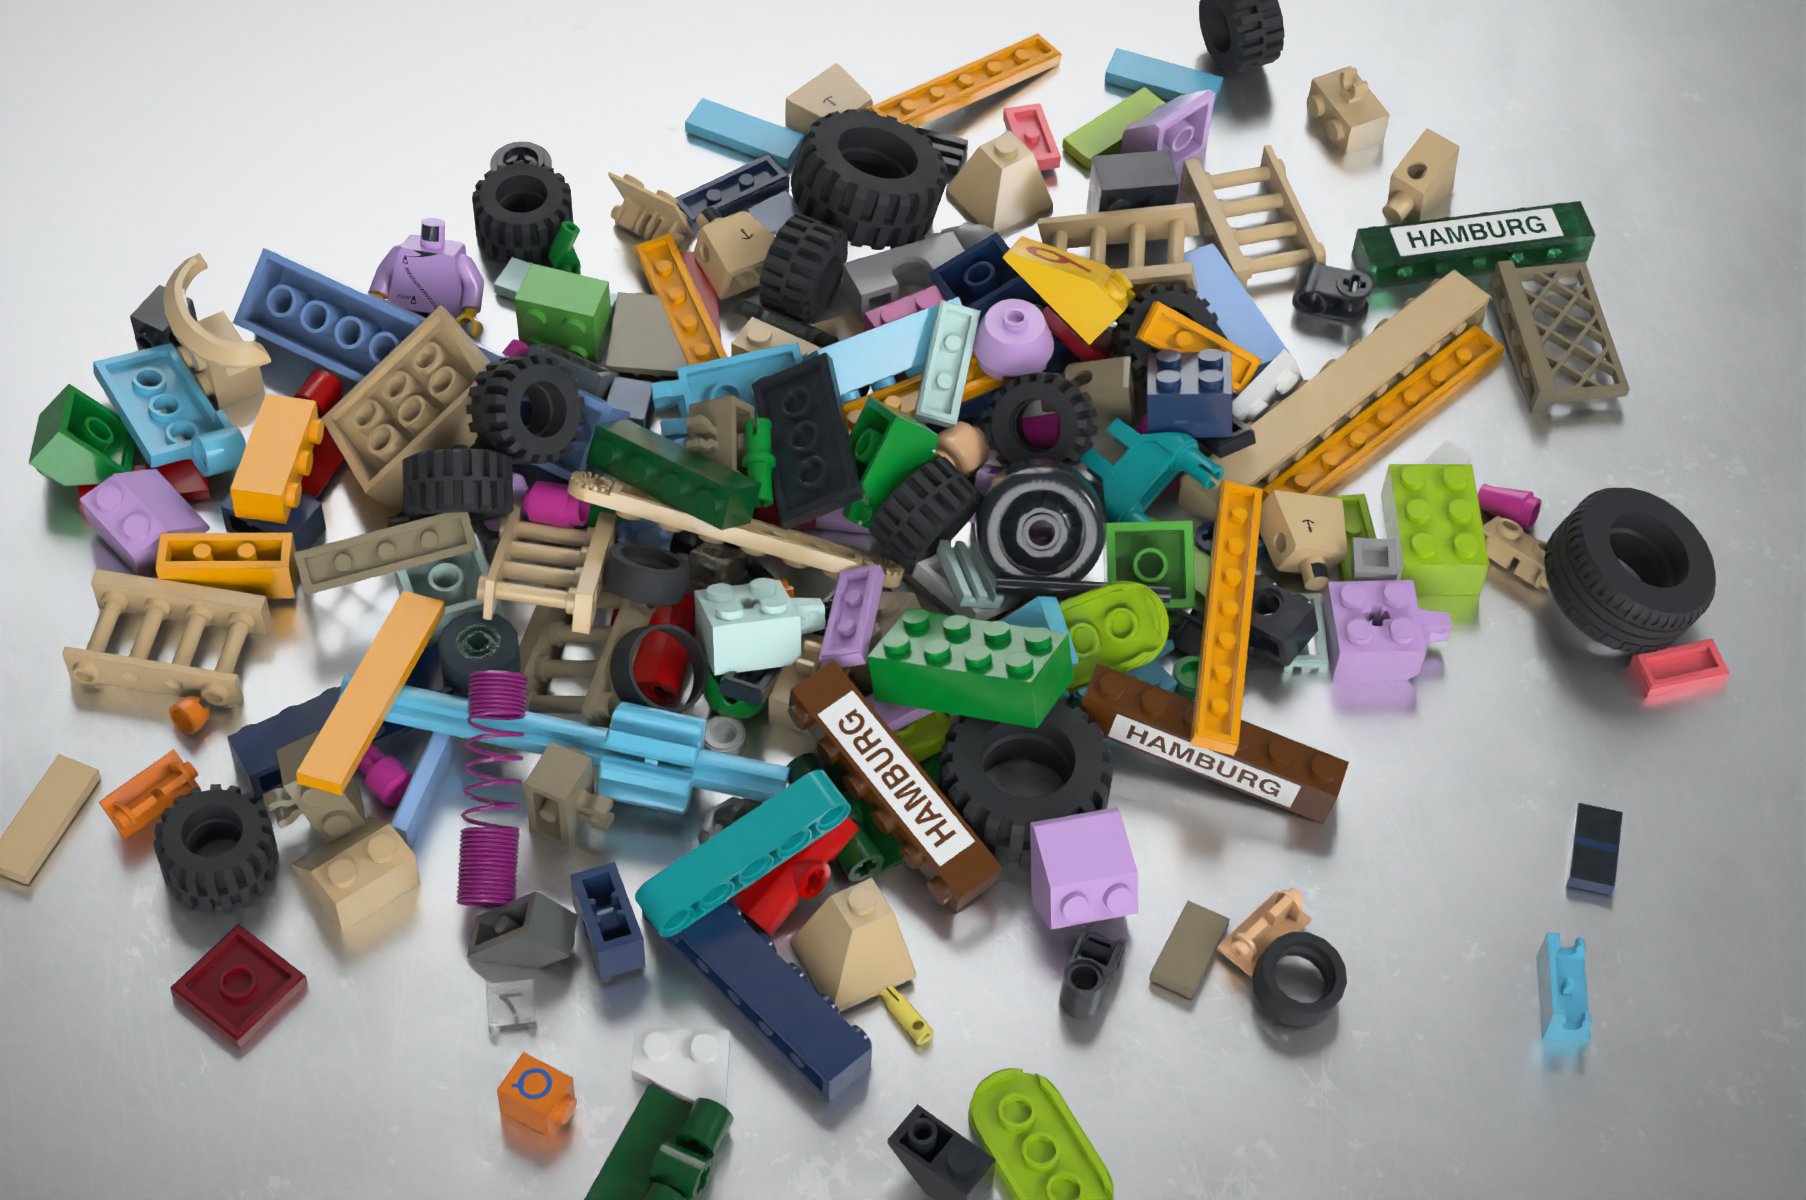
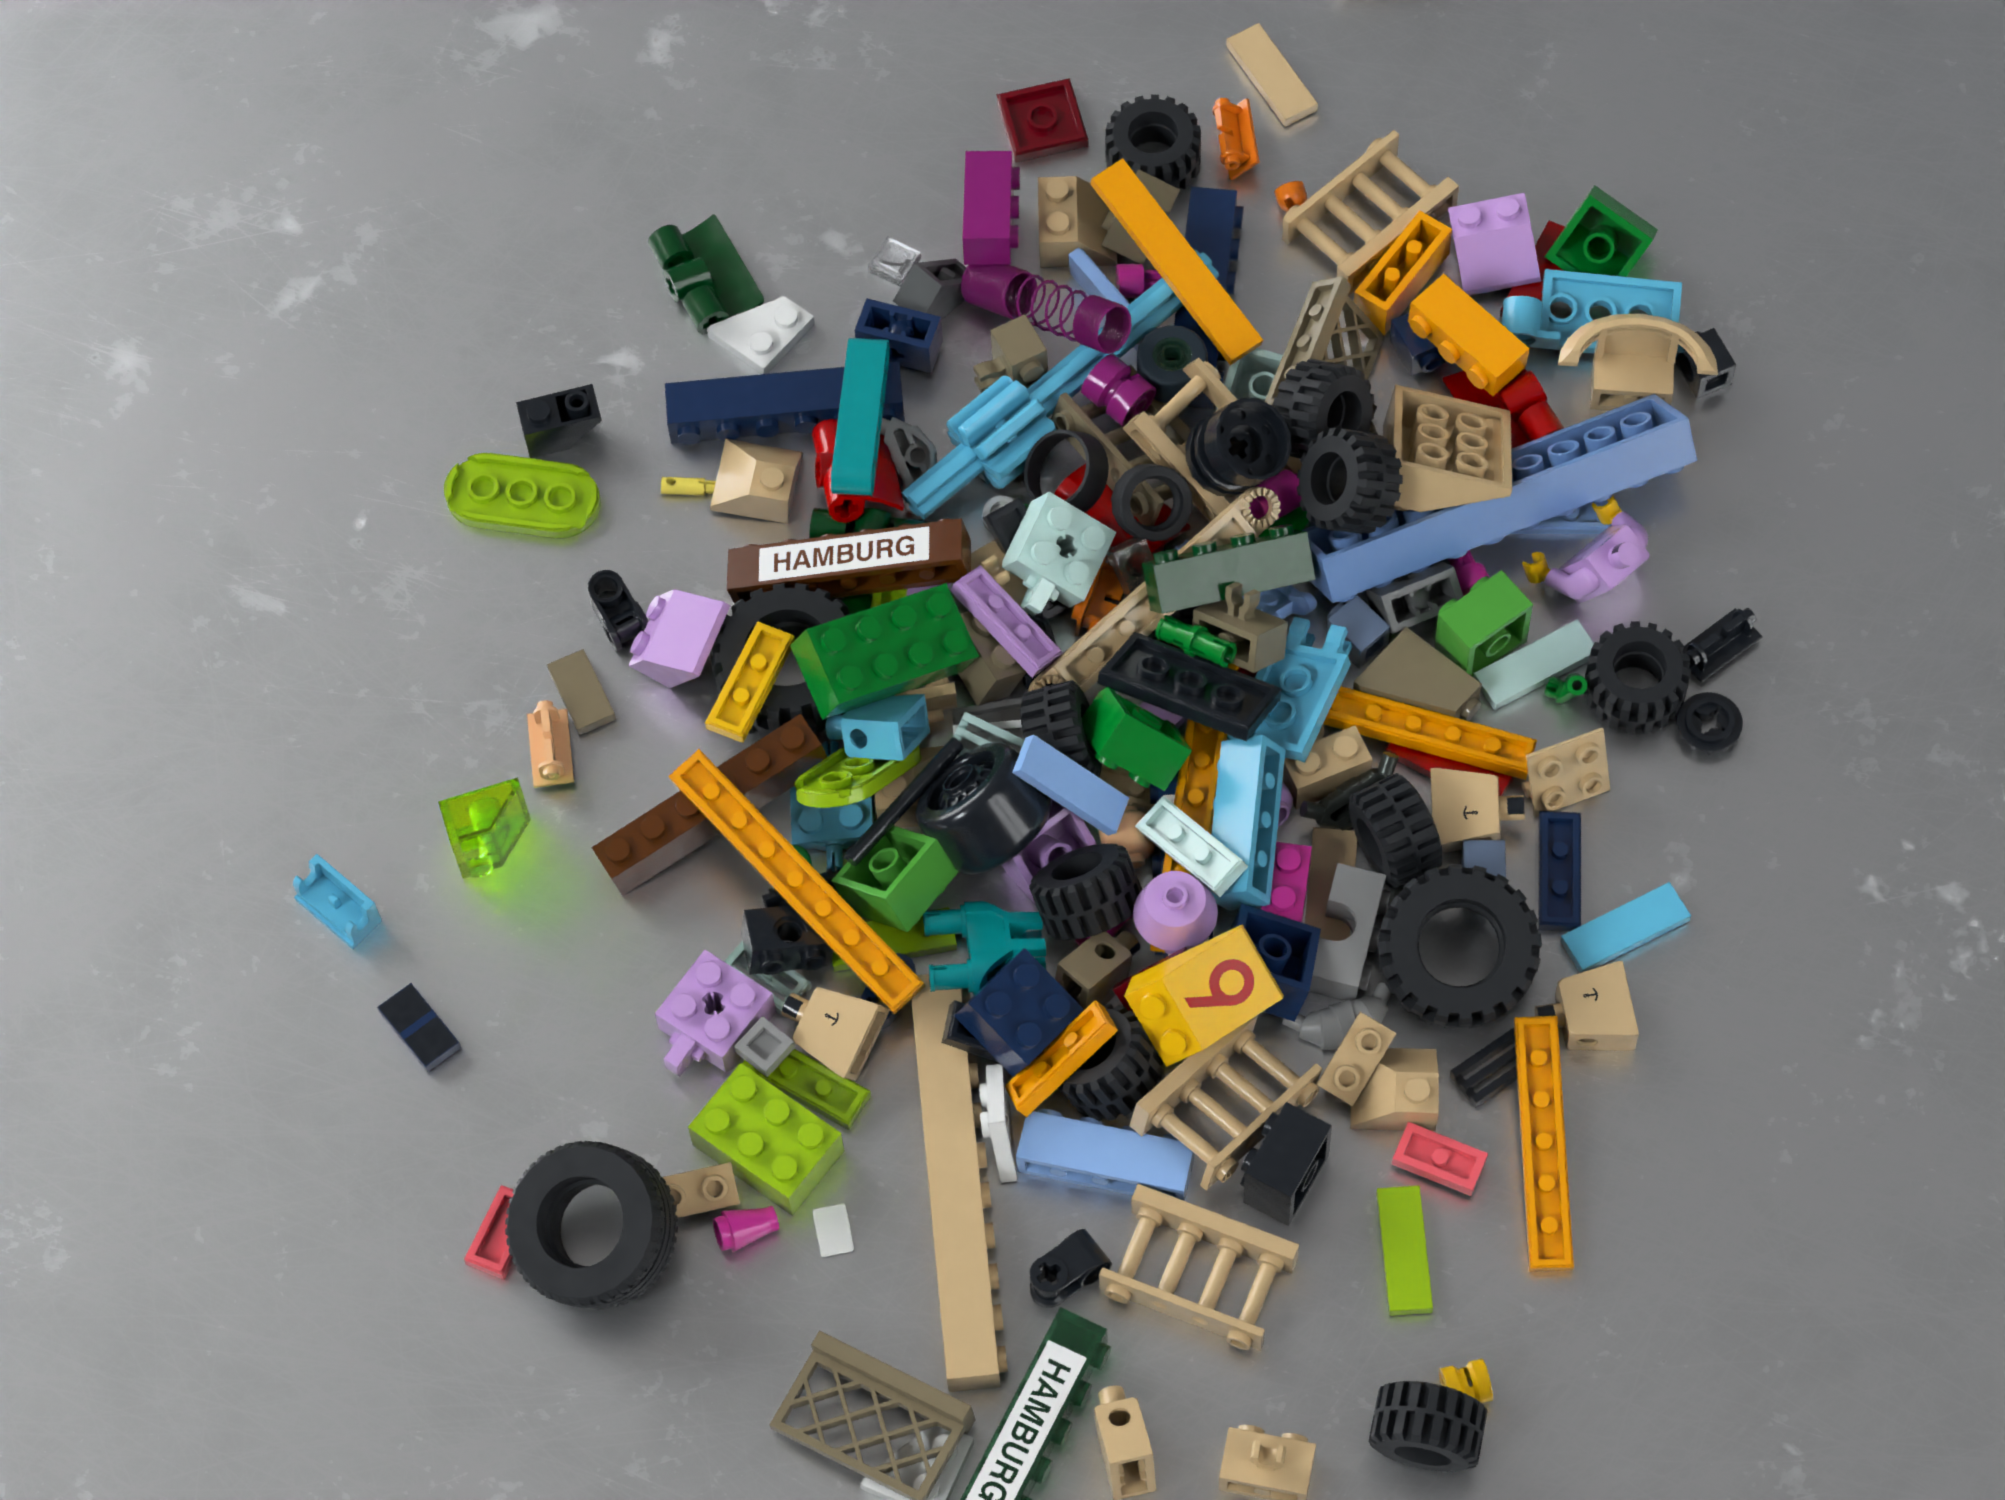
camera: 135 degrees right, 10 degrees up
(414, 906) = (990, 207): none -> magenta wedge
(445, 194) = (1721, 643): none -> black hinge
(537, 1095) = (809, 230): orange brick -> none
(549, 664) = (1114, 387): none -> magenta wheel
(552, 512) = (1238, 447): none -> black wheel
(976, 456) = (1070, 785): none -> light blue tile
(994, 204) = (1356, 1058): none -> tan hinge
(1089, 755) = (750, 682): none -> yellow tile
(1158, 76) = (1436, 1339): medium azure tile -> none
(1173, 126) = (1351, 1266): lavender slope -> none
(1181, 41) = (1470, 1380): none -> yellow wheel
(1322, 956) = (479, 708): black tyre -> none
(1390, 415) = (909, 1211): light orange tile -> none
(1395, 900) = (485, 826): none -> clear neon green slope

